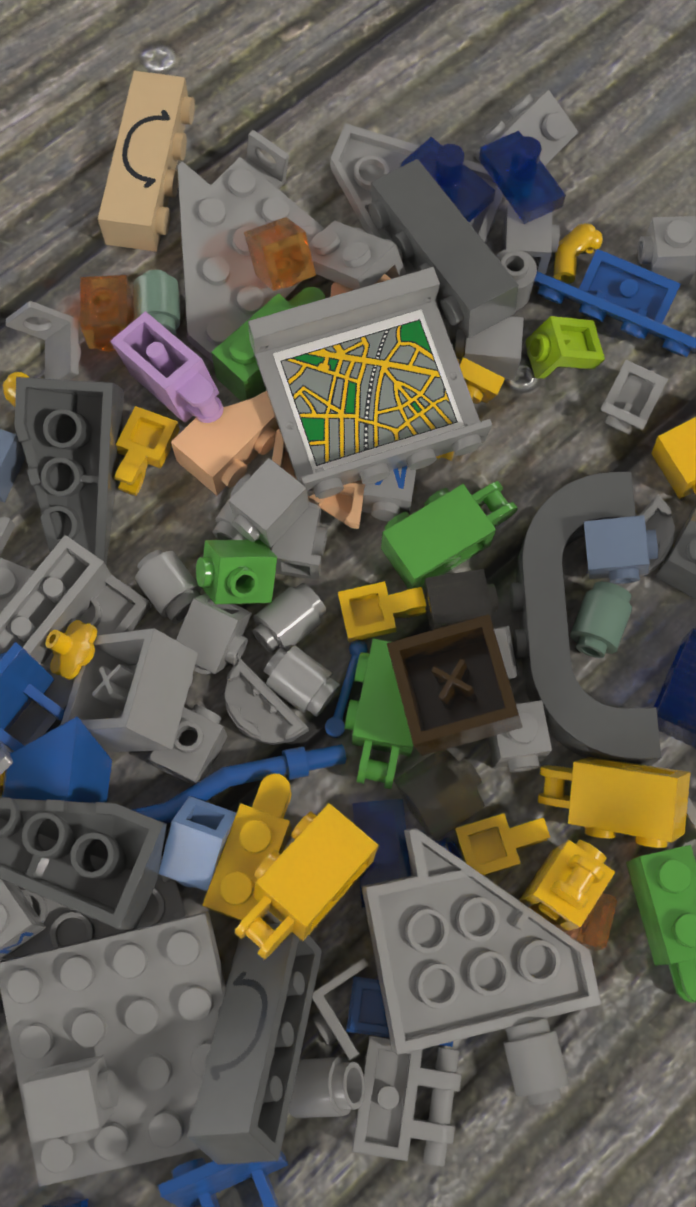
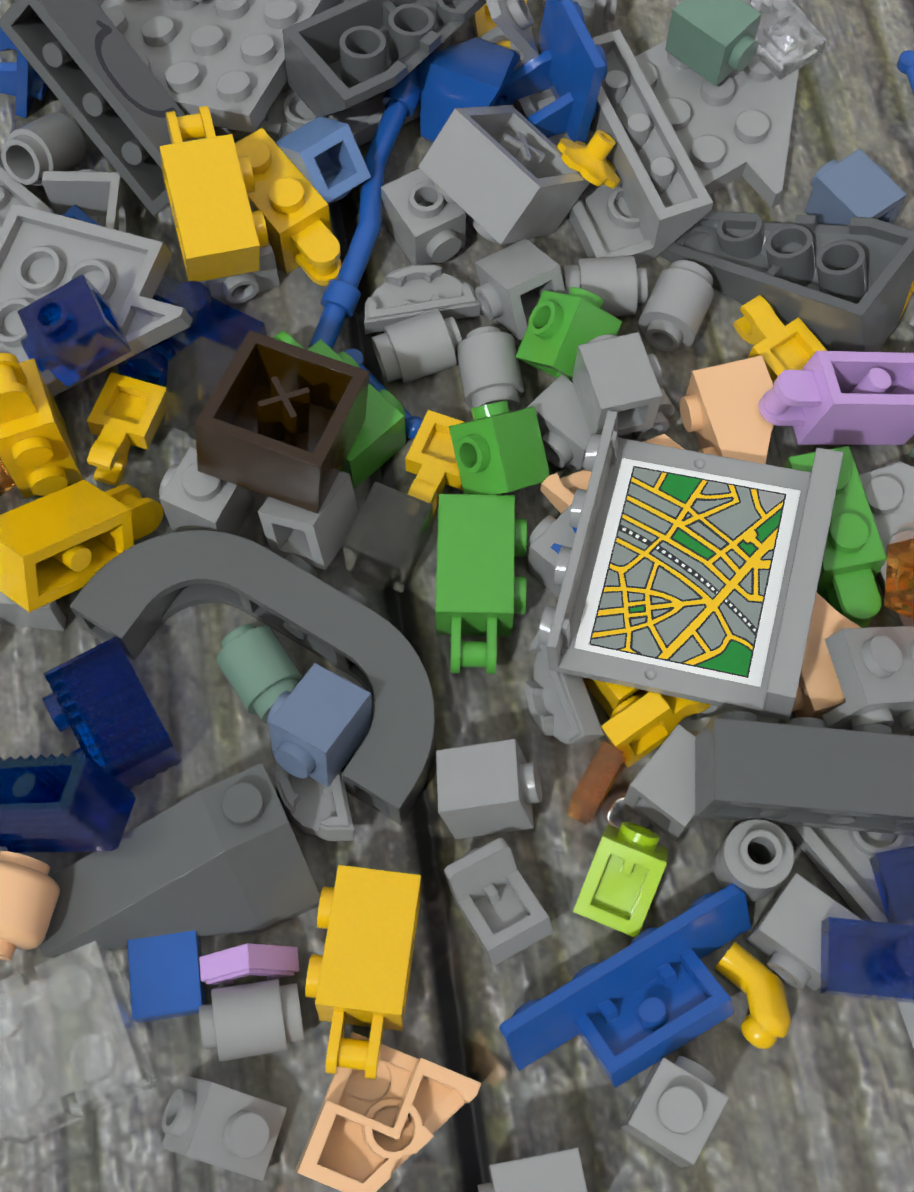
camera: 125 degrees right, 5 degrees down
(153, 528) = (677, 306): none -> light grey brick
(355, 562) = (499, 450): none -> bright green brick
(487, 893) = (72, 331): none -> clear blue brick
(498, 441) = (560, 702): none -> light grey plate
(525, 388) = (595, 783): none -> clear orange tile
(577, 437) = (486, 789): none -> light grey brick

